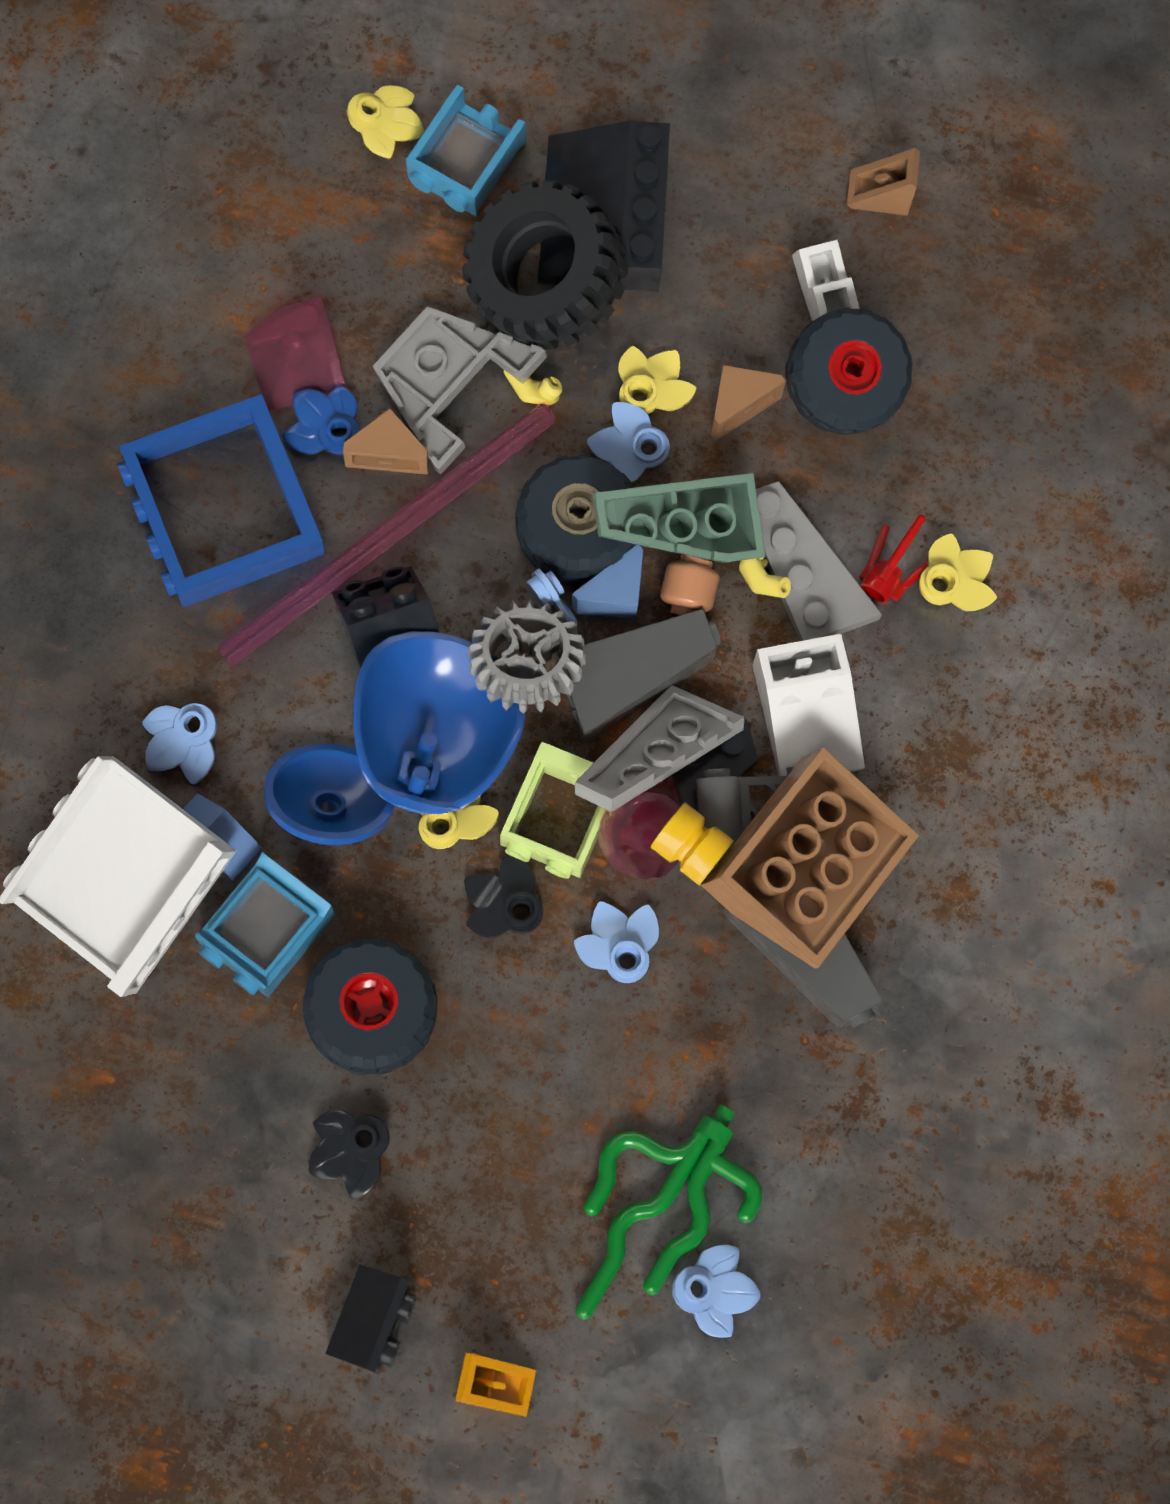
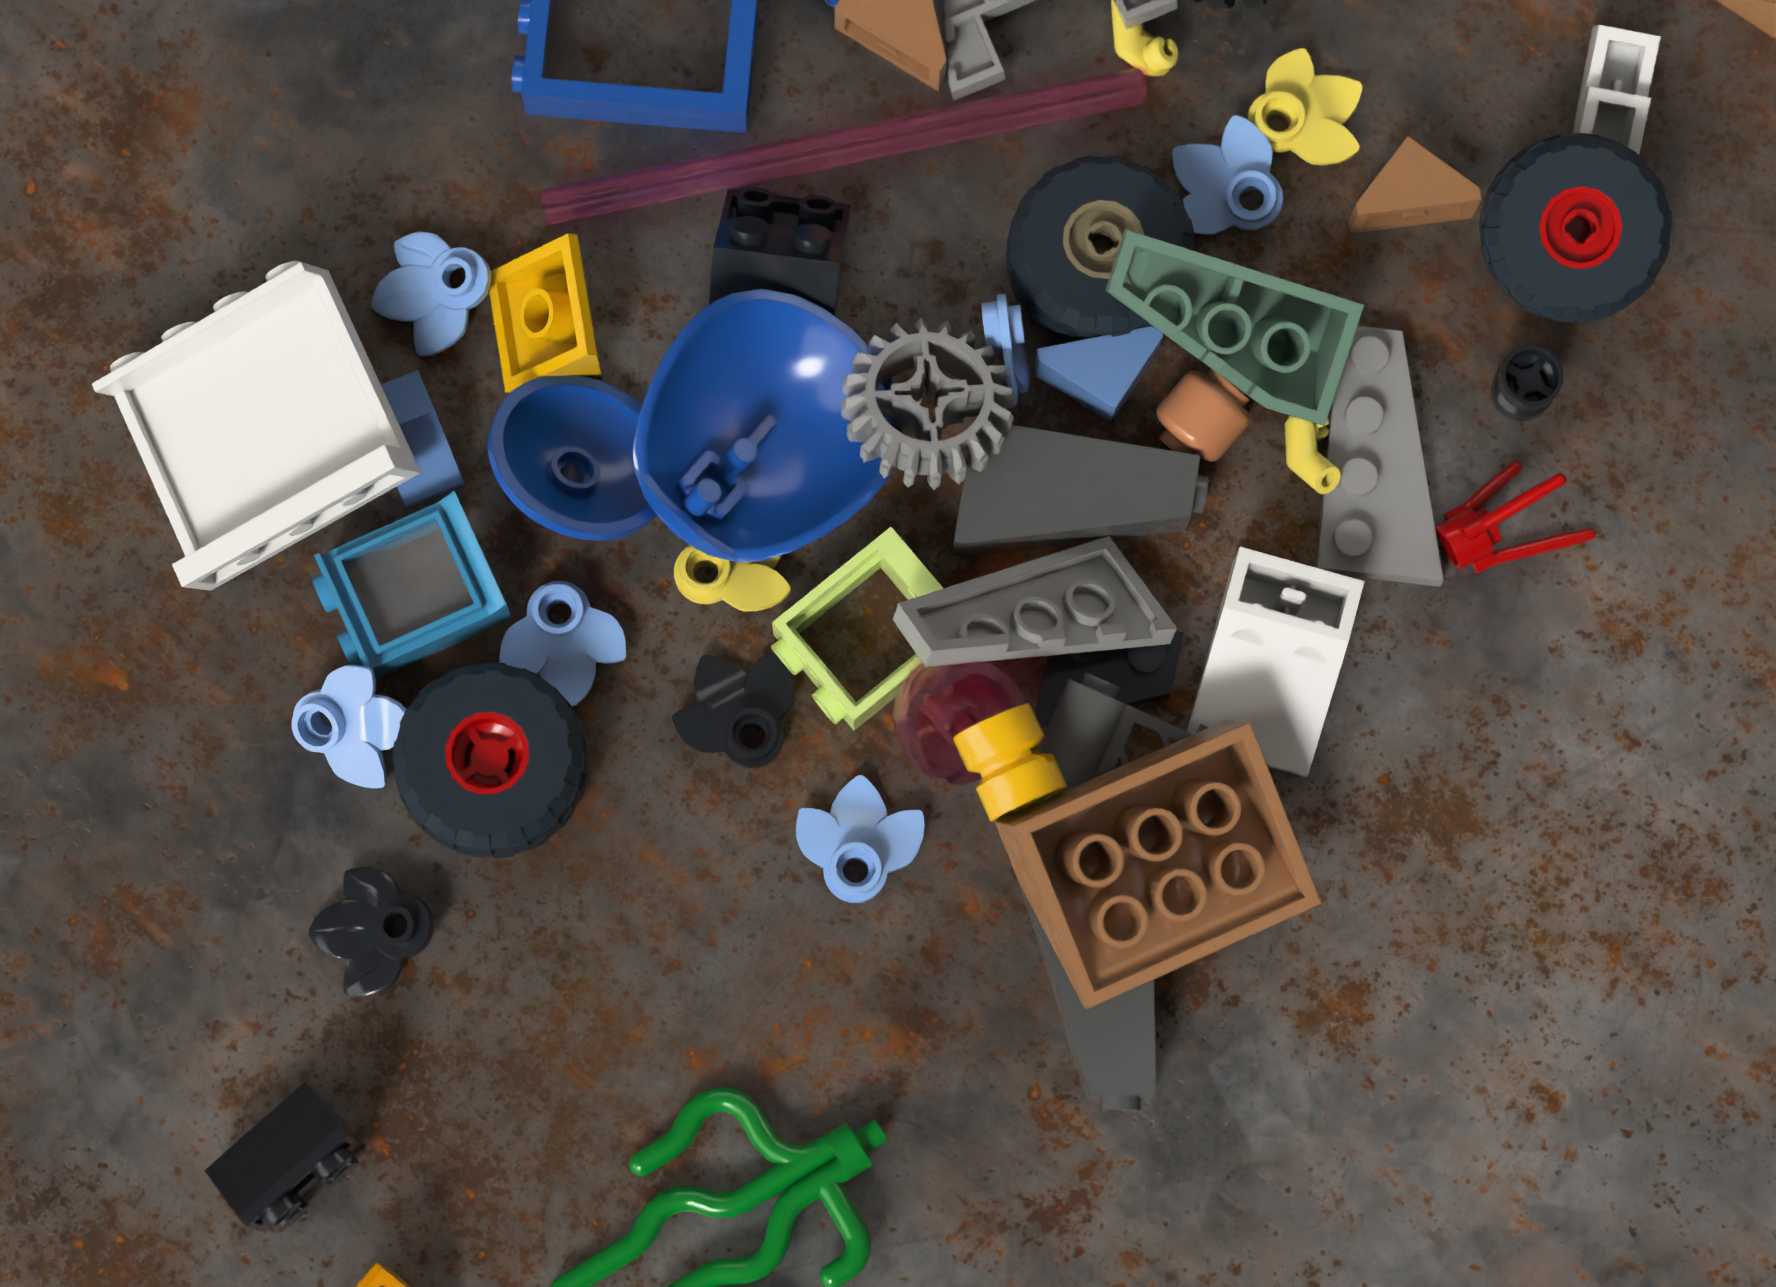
camera: 30 degrees right, 5 degrees up
(260, 720) = (544, 315): none -> yellow slope
(278, 1029) = (360, 725): none -> light blue plate
(379, 917) = (567, 651): none -> light blue plate
(871, 467) = (1535, 372): none -> black wheel
(961, 574) = (1585, 580): light yellow plate -> none

